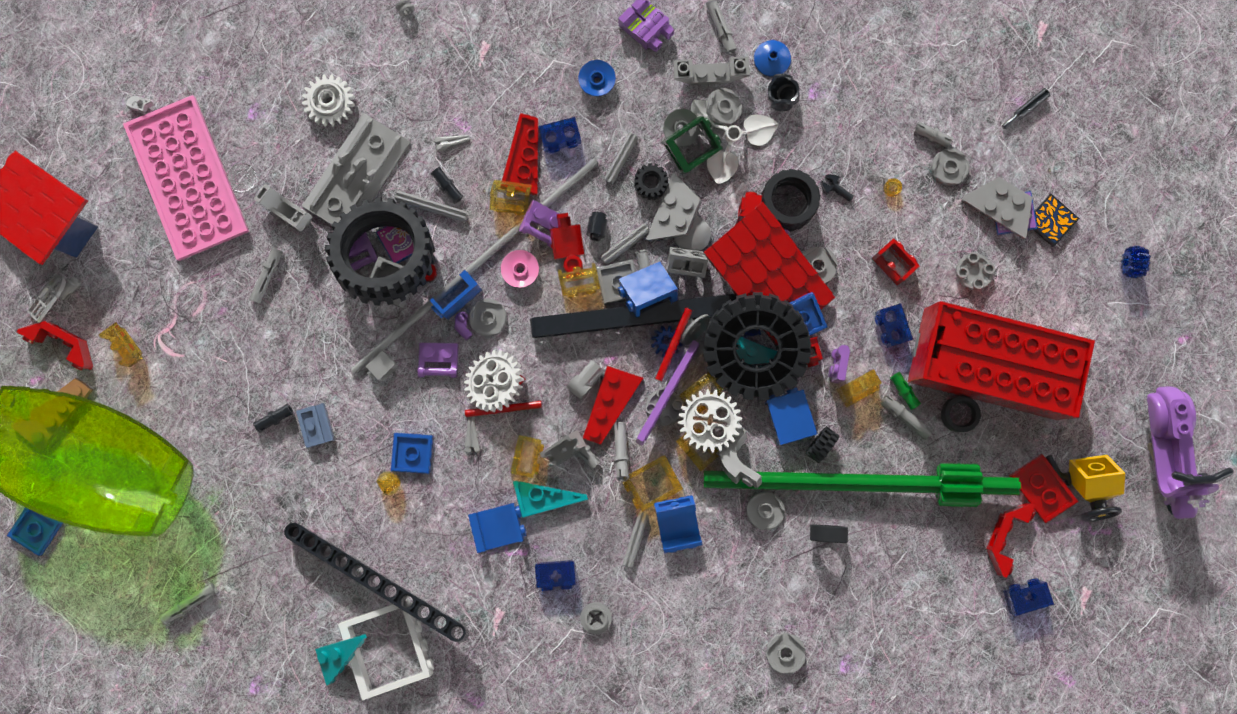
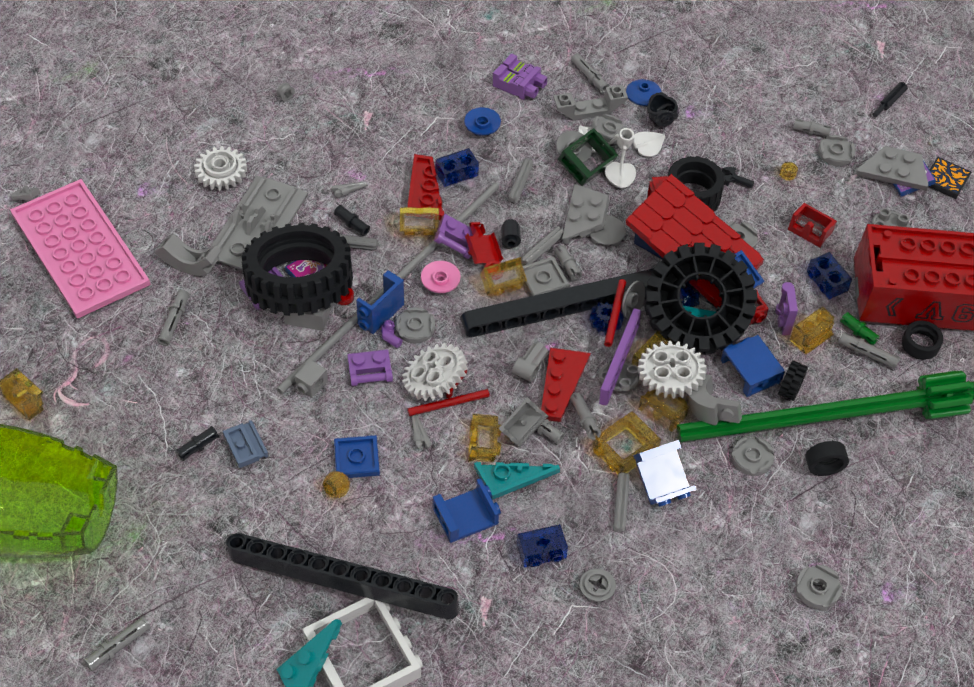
camera: 15 degrees left, 30 degrees down
(647, 287) = (574, 267): panel -> none
(651, 192) = (557, 185): black tyre -> none
(687, 262) = (609, 247): light grey brick -> none

